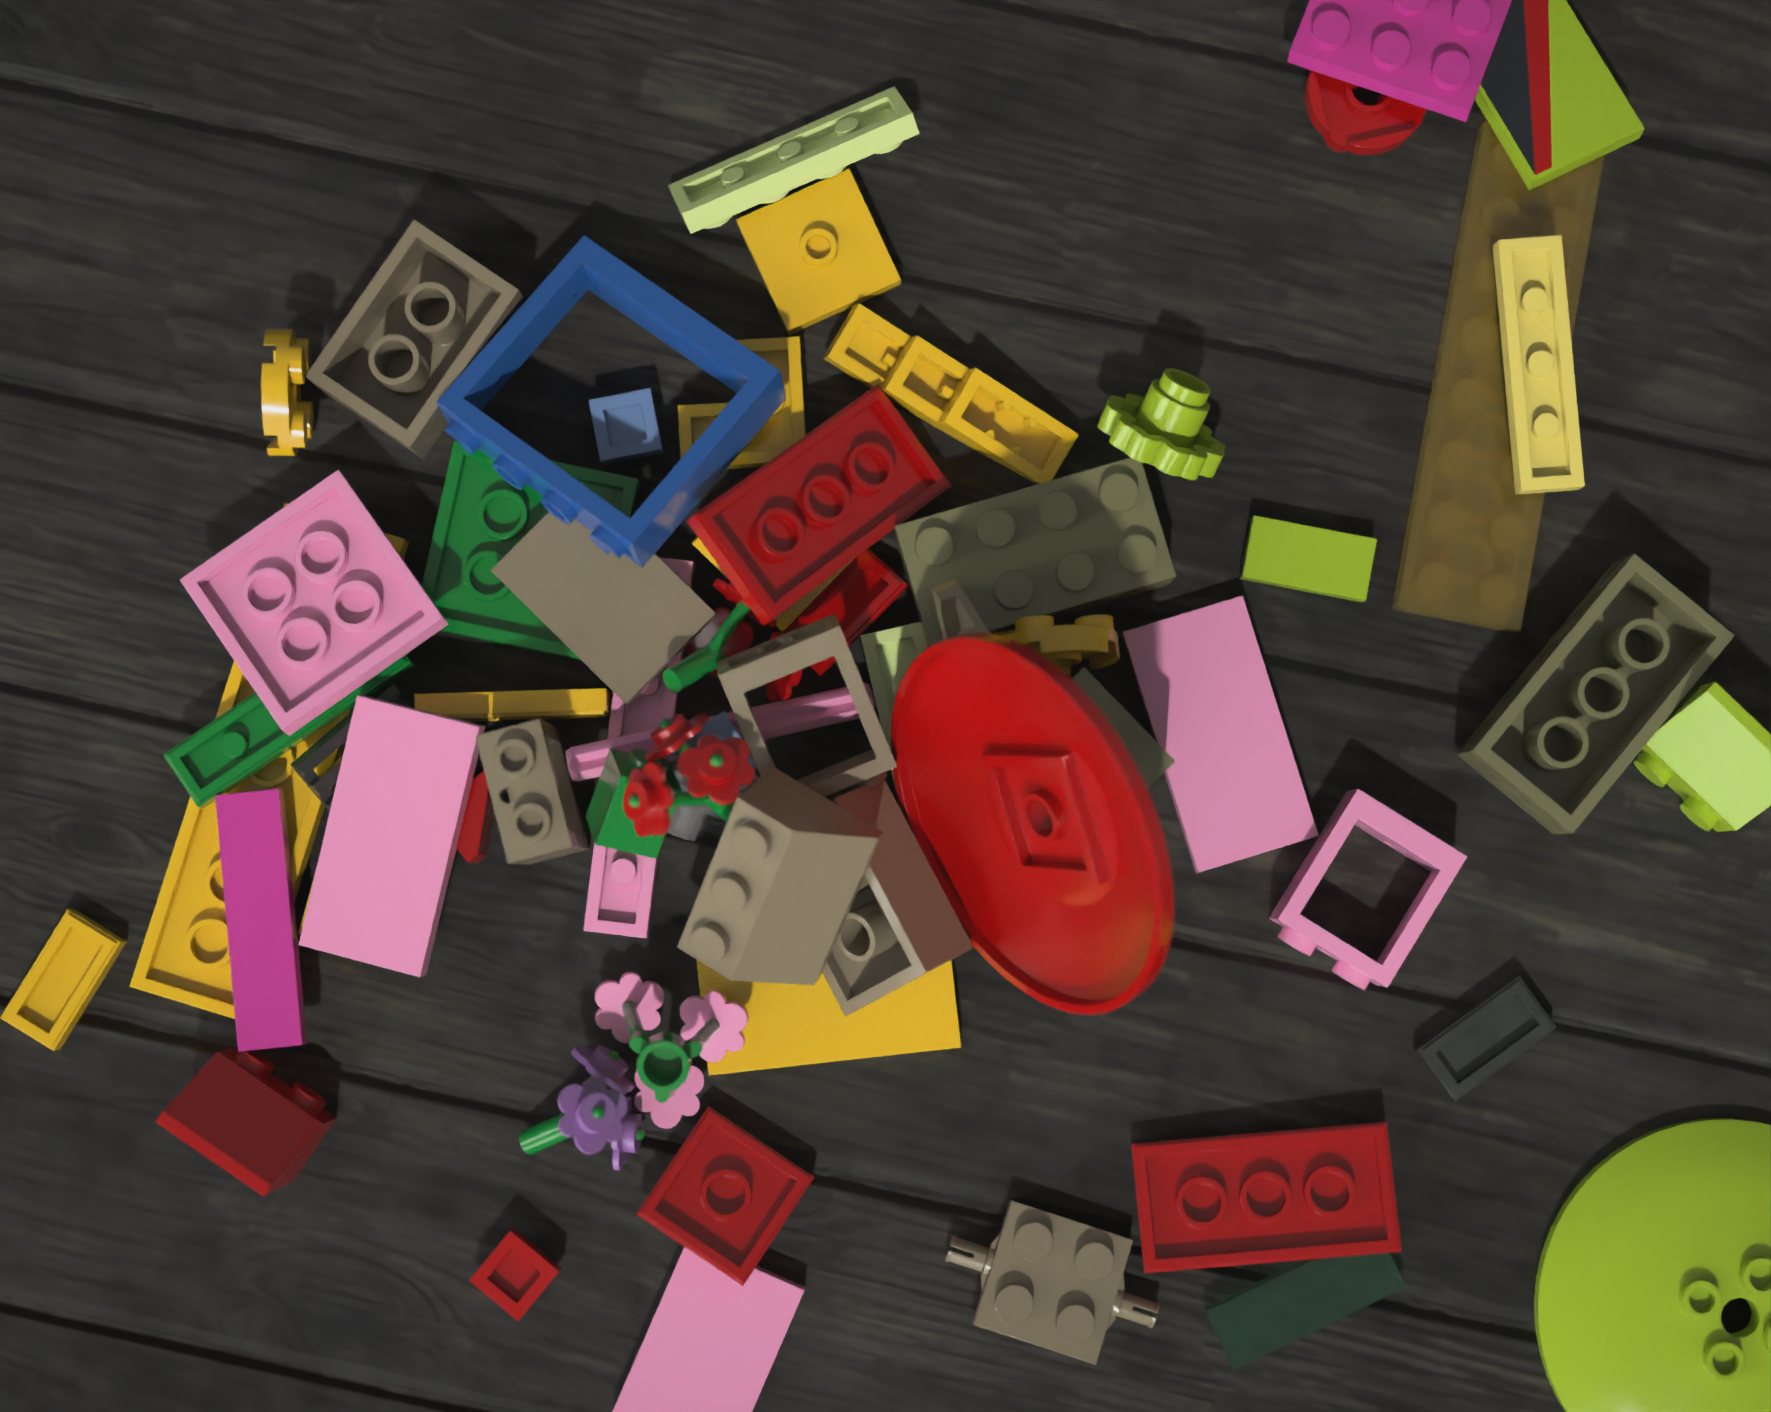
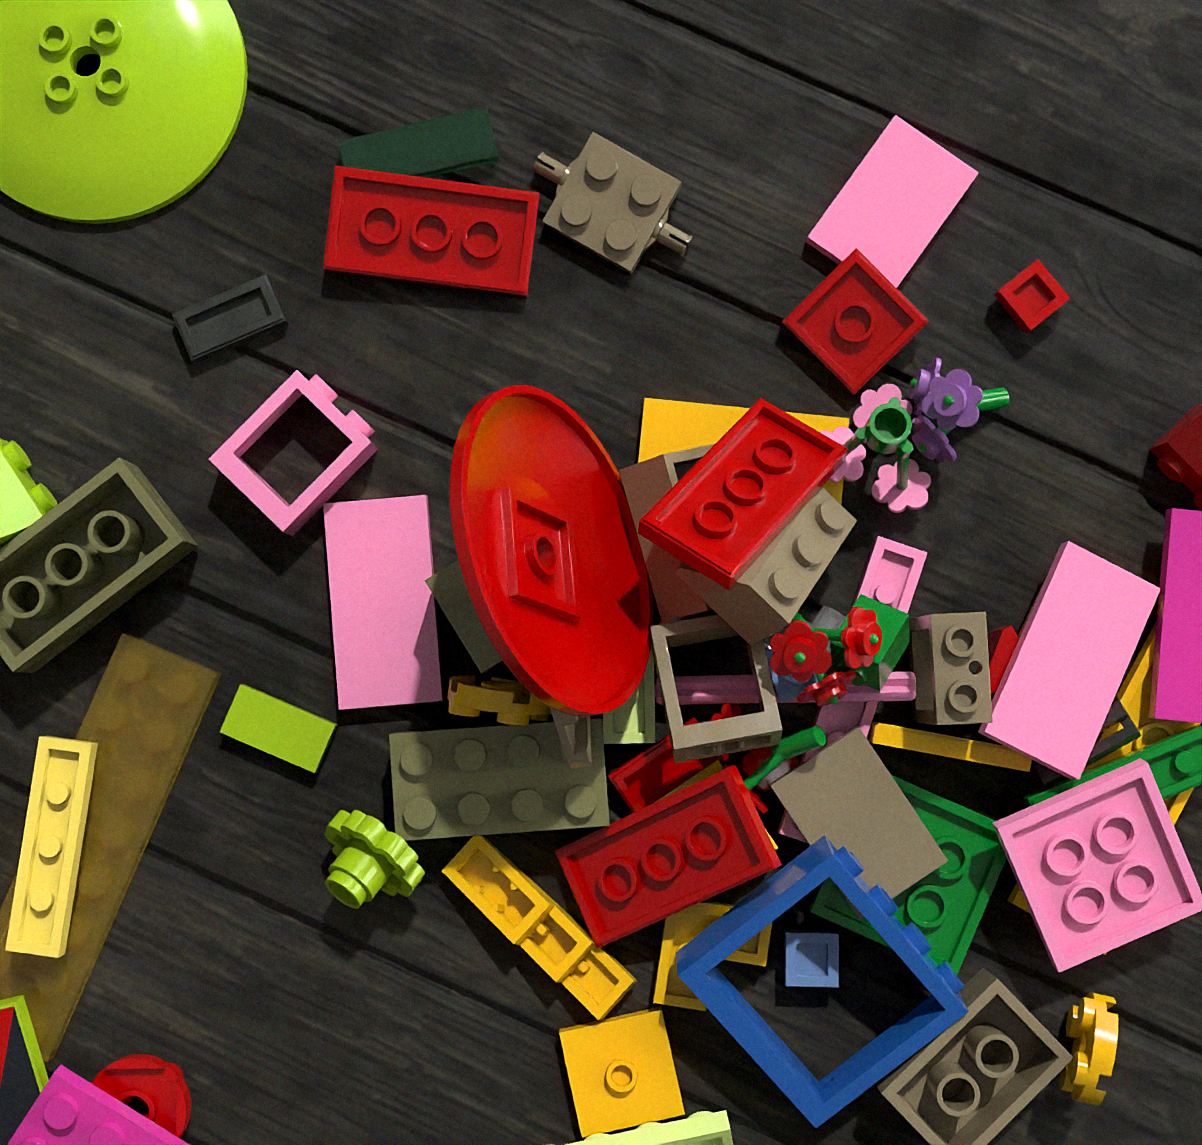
camera: 165 degrees left, 0 degrees up
(820, 947) = (742, 493): none -> red tile

